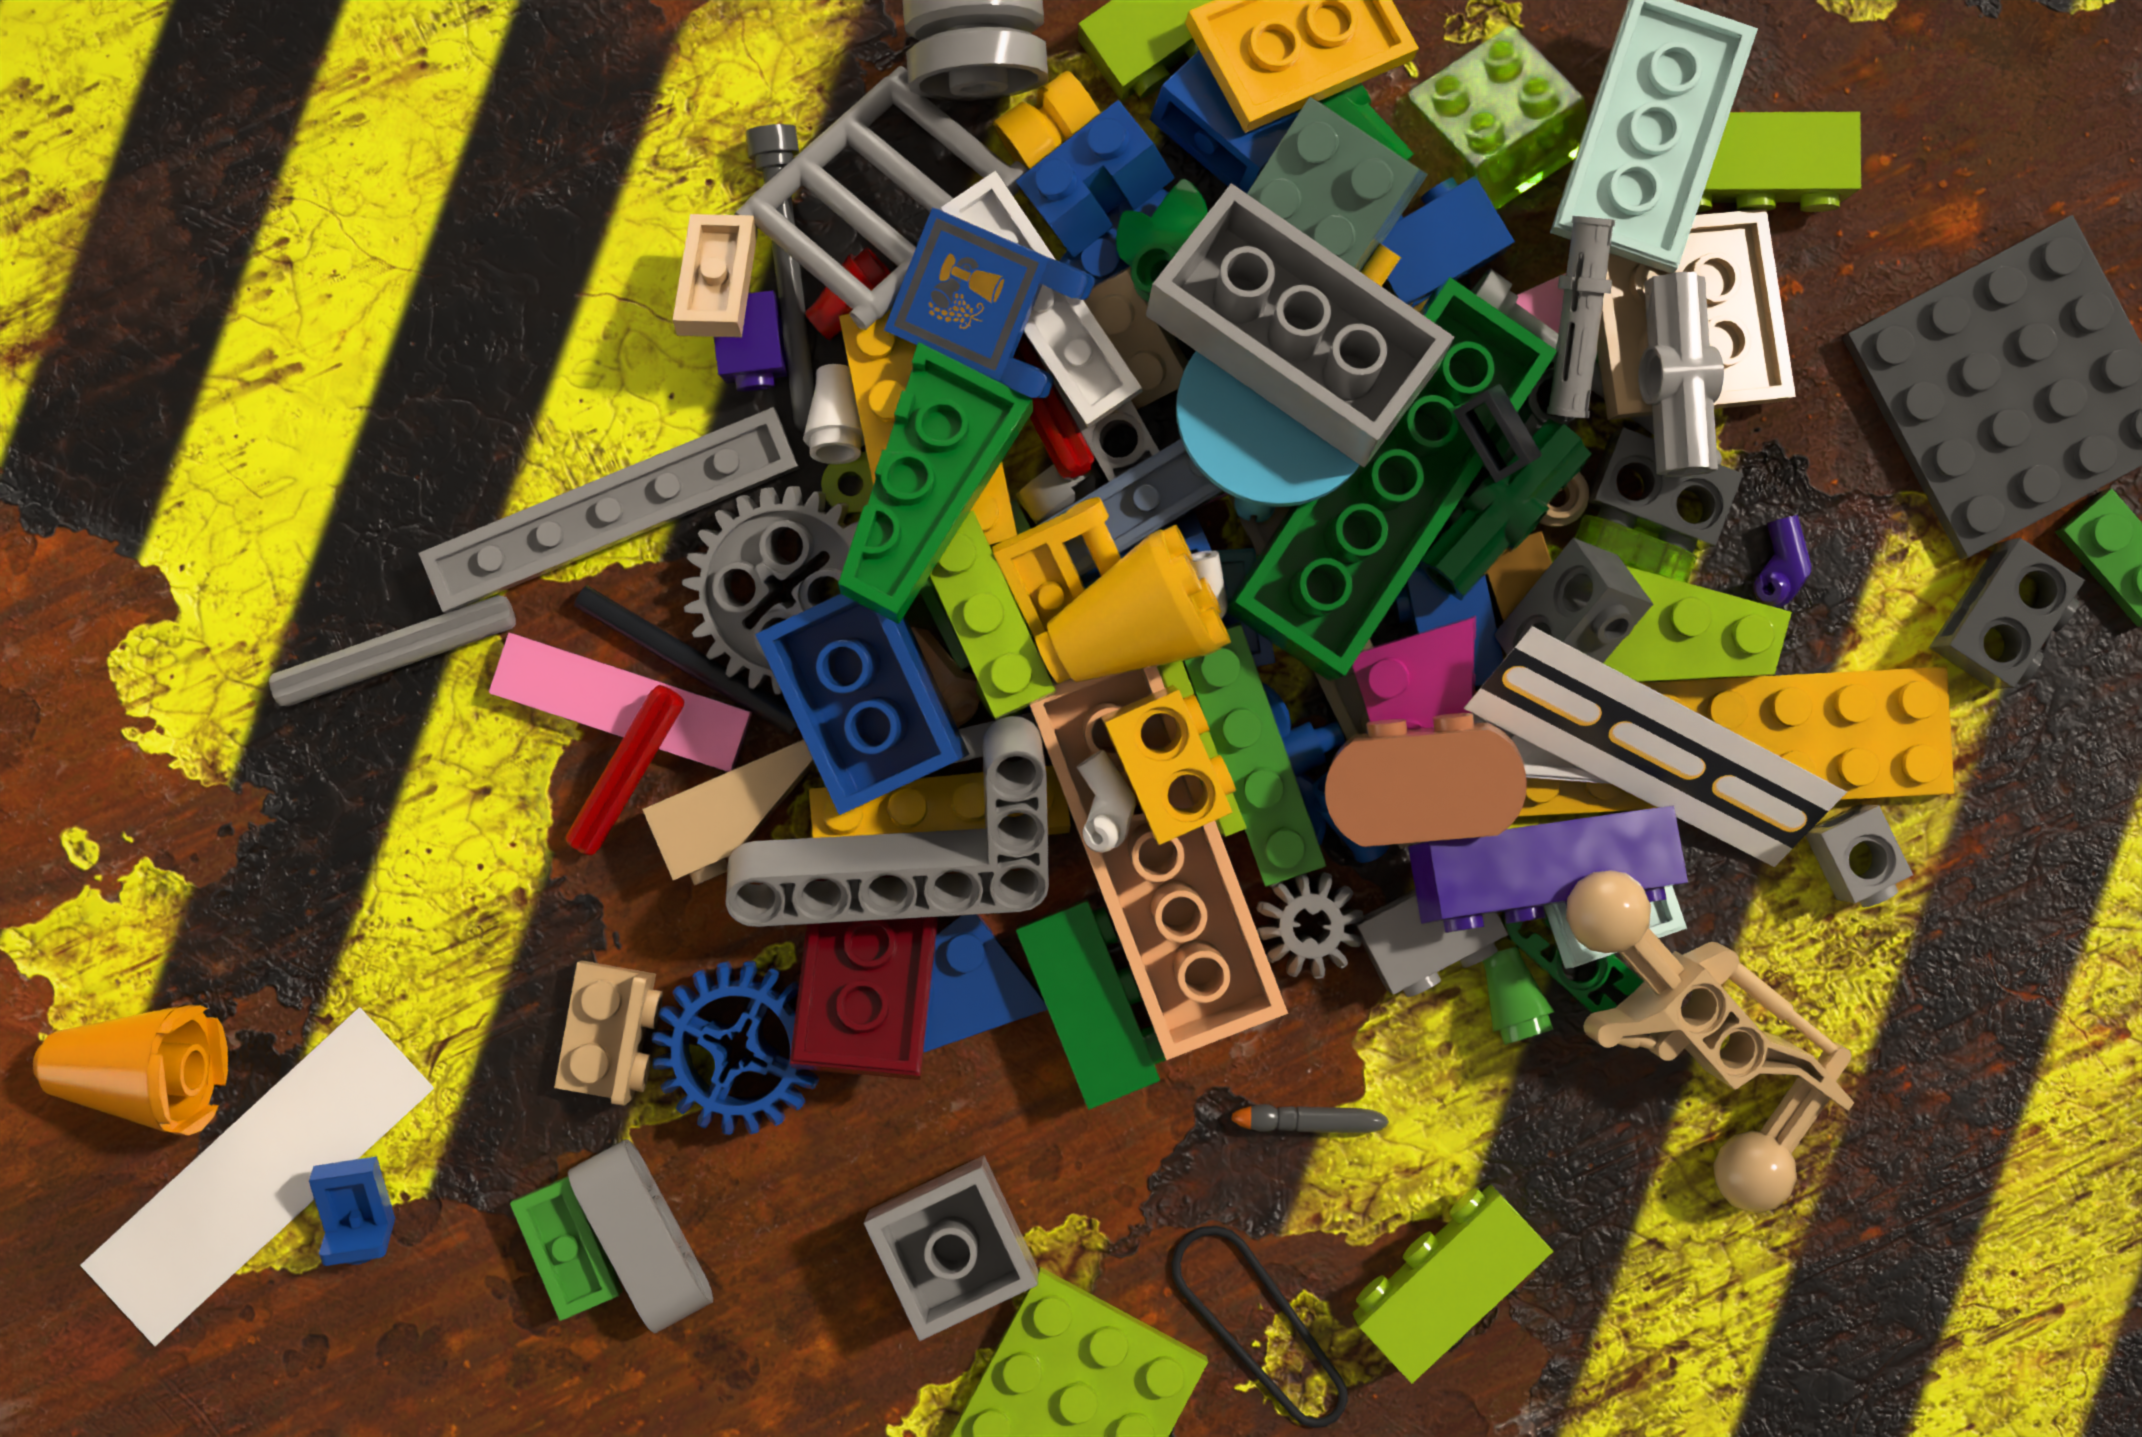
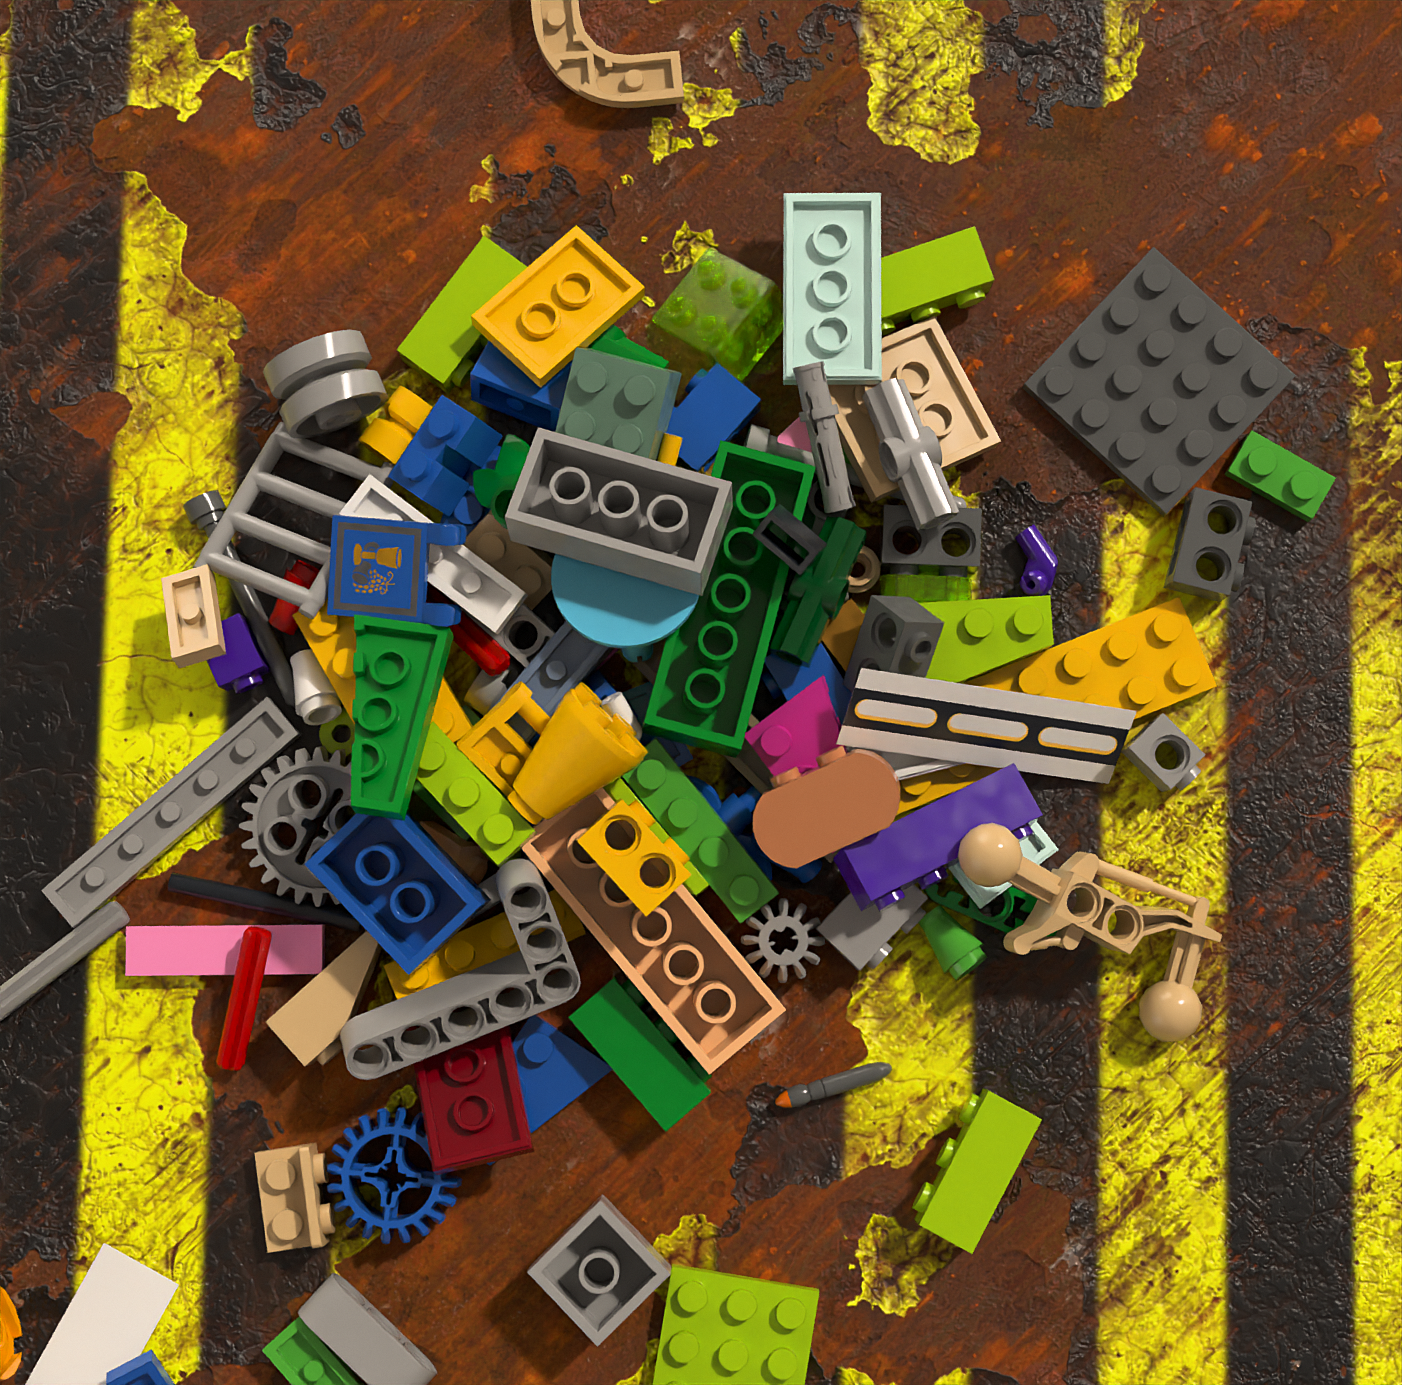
camera: 15 degrees left, 5 degrees down
(1112, 804) = (605, 900): white arm -> none
(1237, 1348) = (836, 1273): black piece -> none

